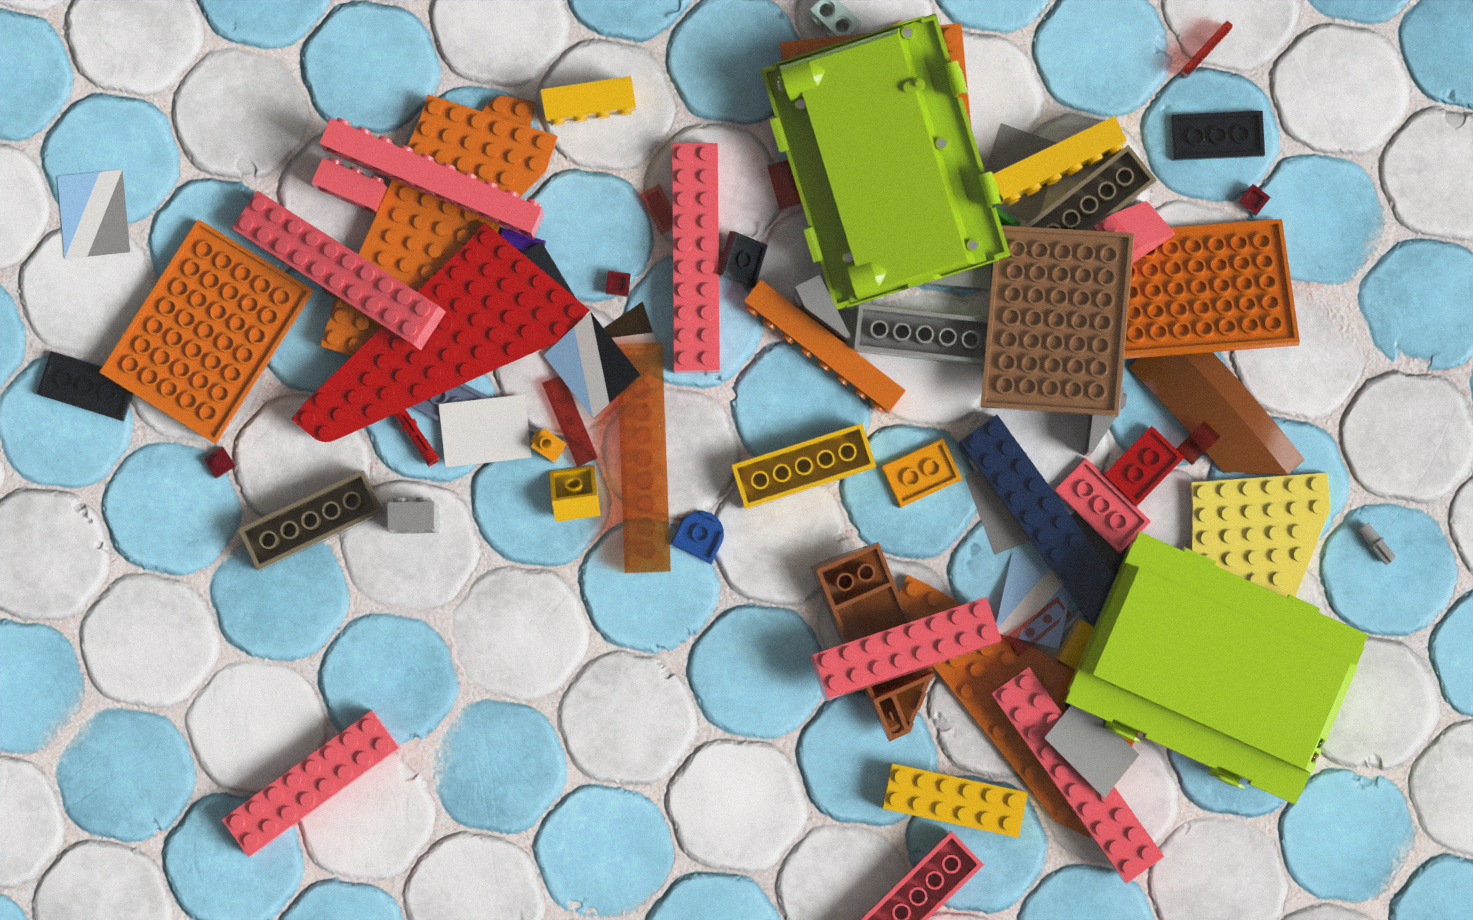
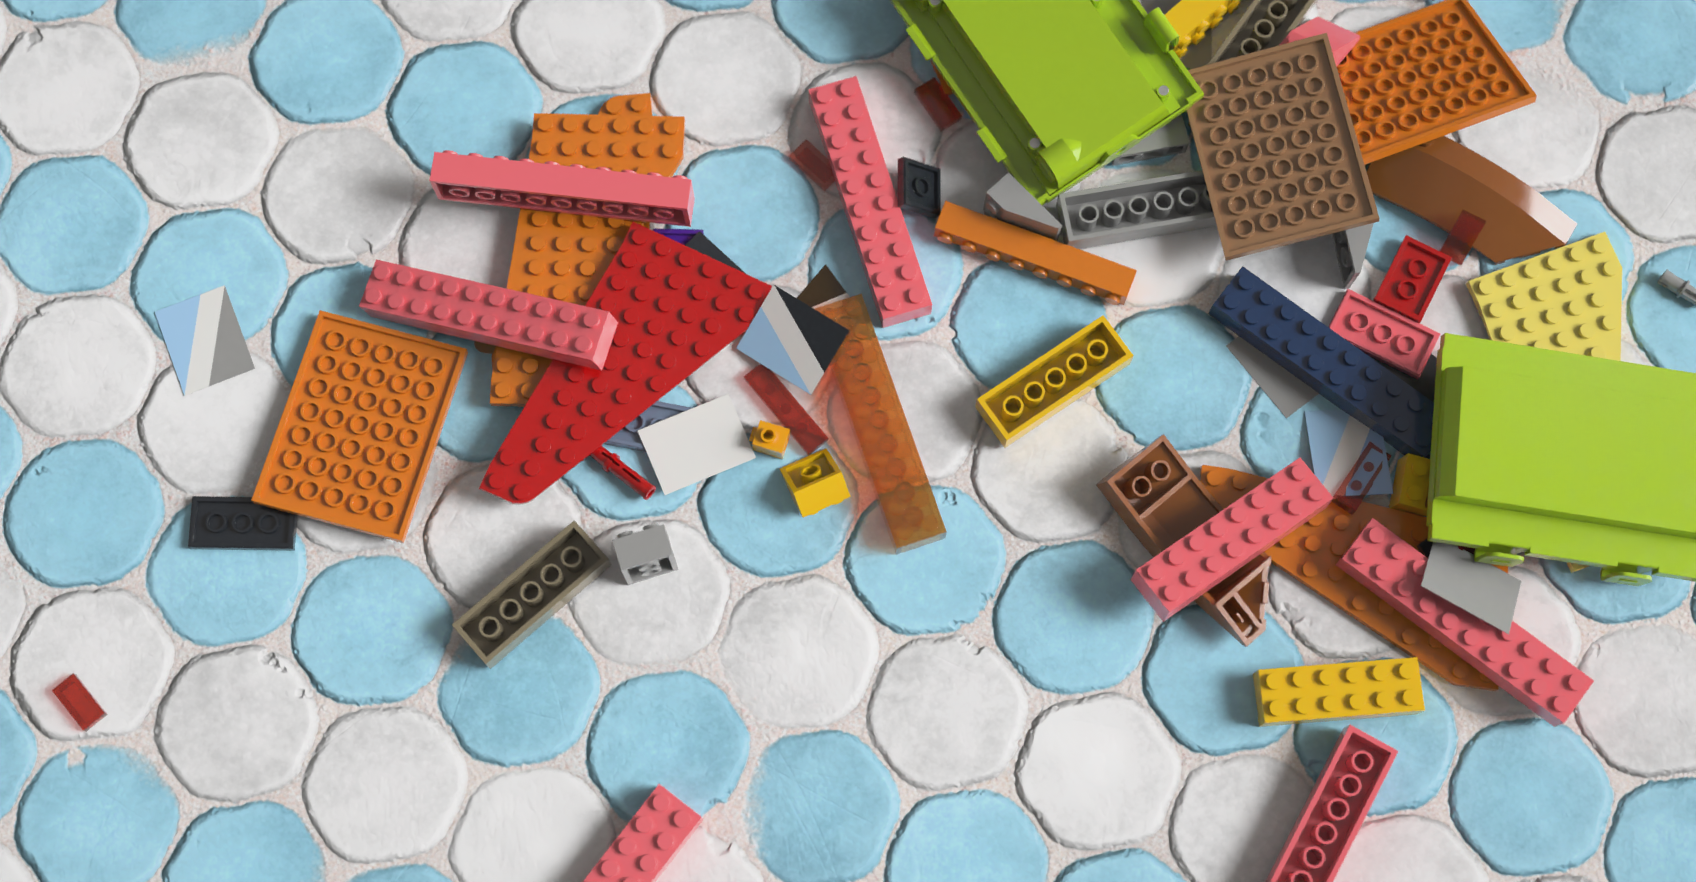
camera: 20 degrees left, 10 degrees down
(220, 462) = (413, 563): dark red plate -> none
(349, 185) = (475, 227): coral brick -> none
(588, 100) = (706, 72): yellow slope -> none
(618, 283) = (794, 251): dark red plate -> none
(700, 535) = (964, 489): blue tile -> none
(921, 473) = (1180, 355): light orange tile -> none

